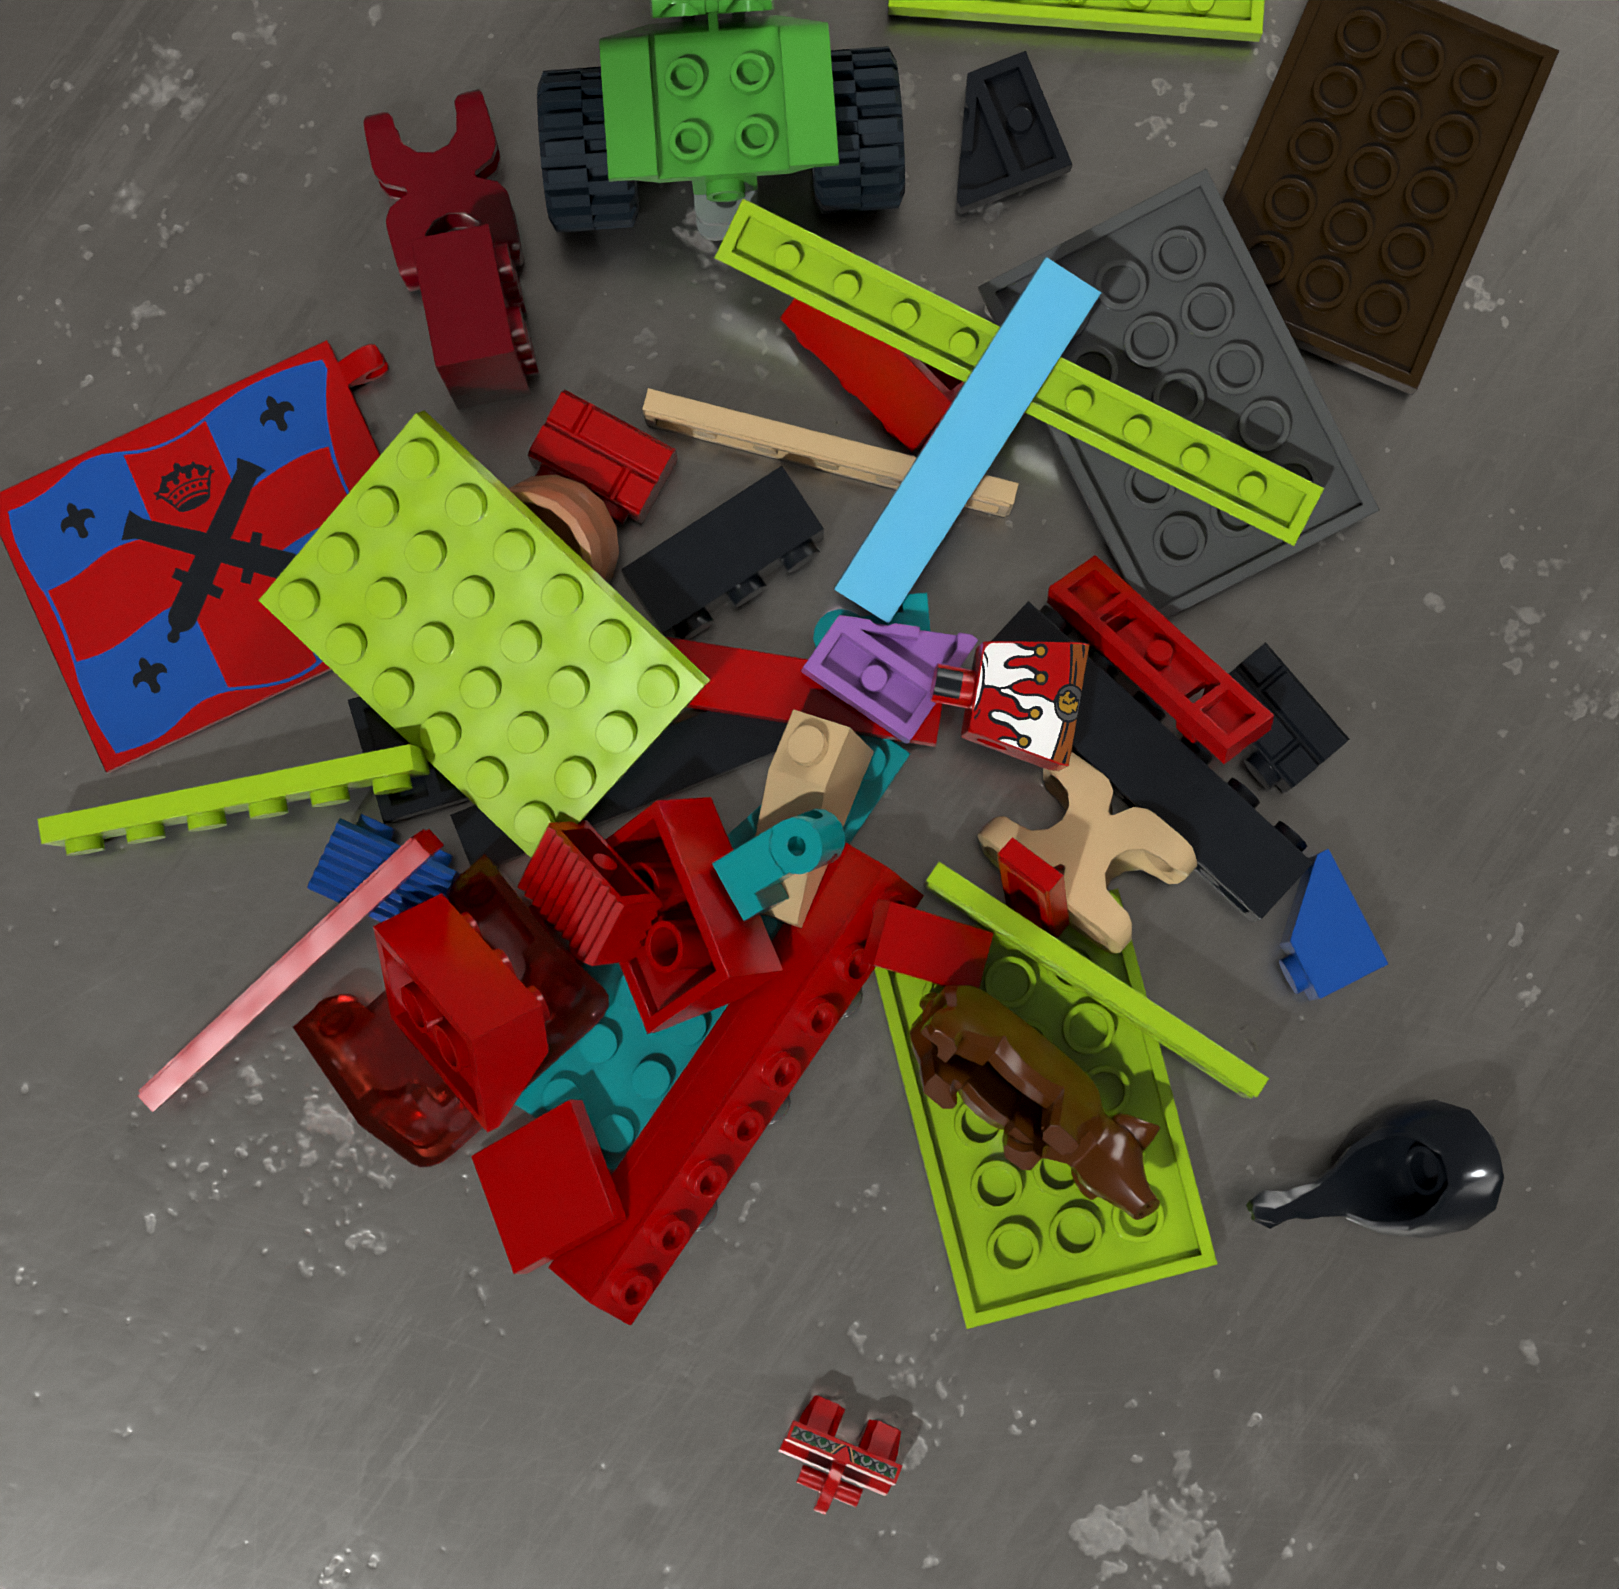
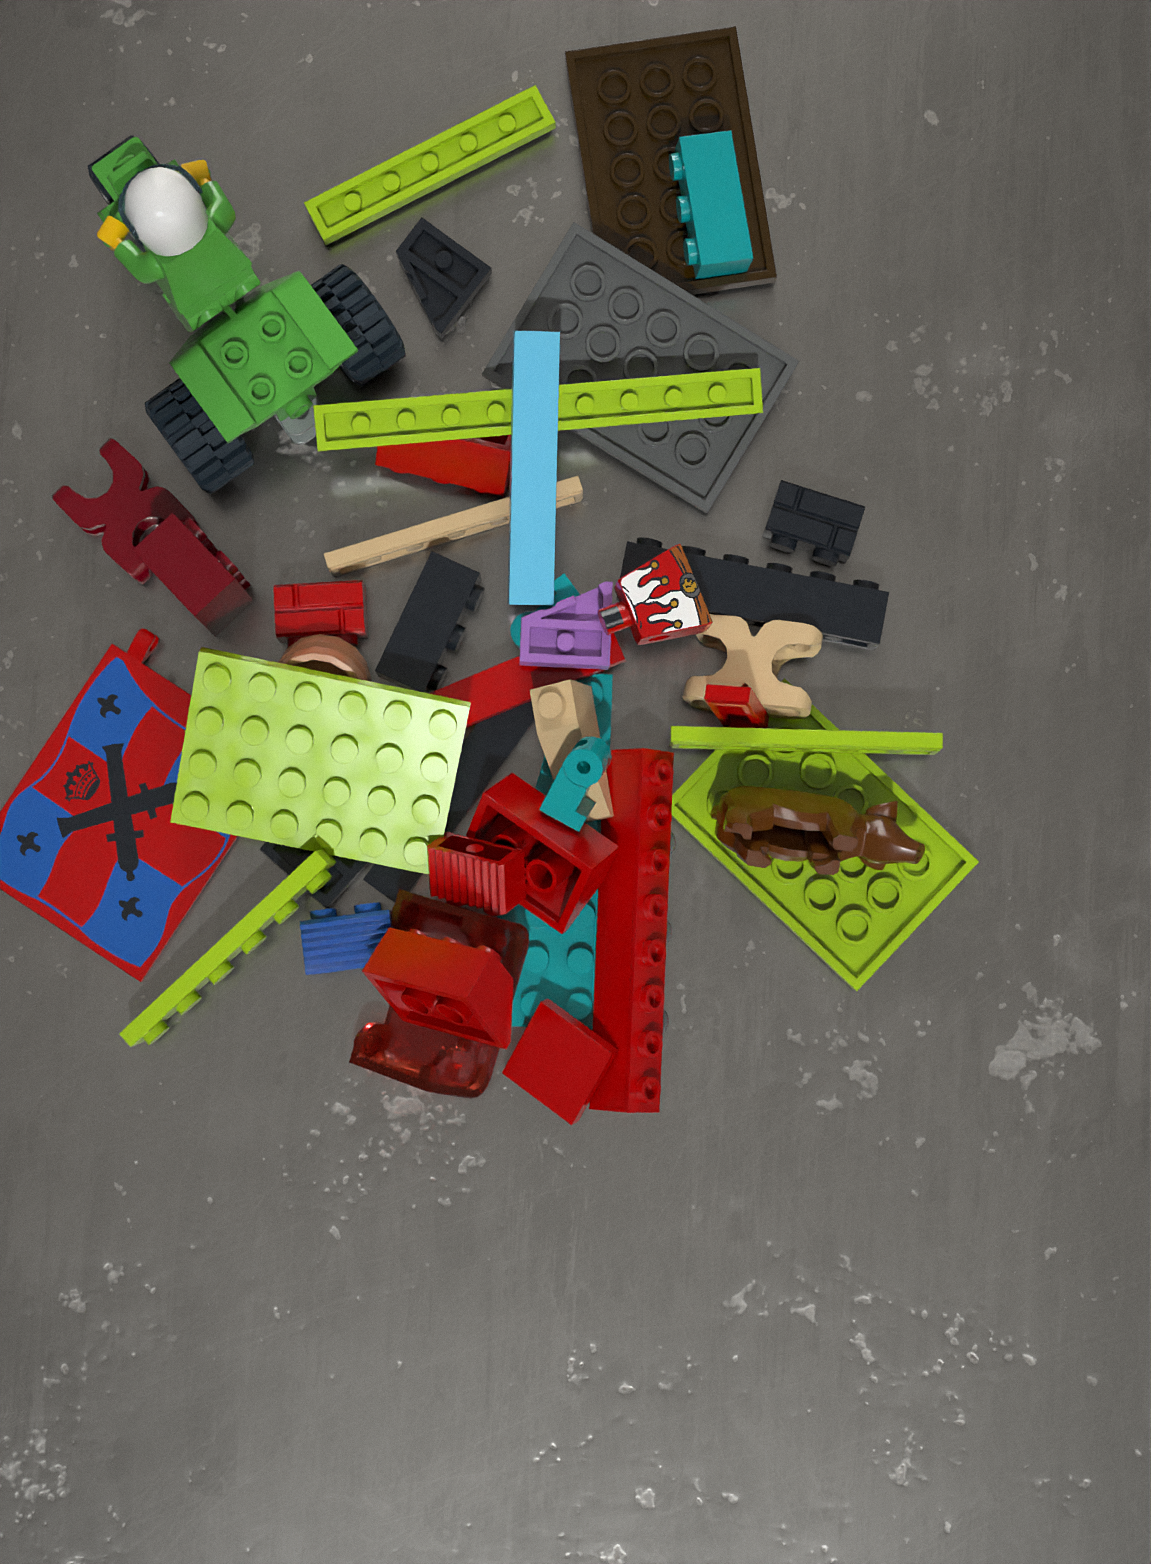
camera: 30 degrees left, 0 degrees up
(290, 968) = (326, 1028): tile -> none
(867, 1465) = (848, 1107): red hips -> none
(926, 946) = (694, 780): red tile -> none
(1160, 659) = (725, 527): red hinge -> none
(1326, 934) = (922, 629): blue slope -> none
(1390, 251) = (711, 205): none -> teal brick
(1401, 1174) = (1053, 742): black hat -> none

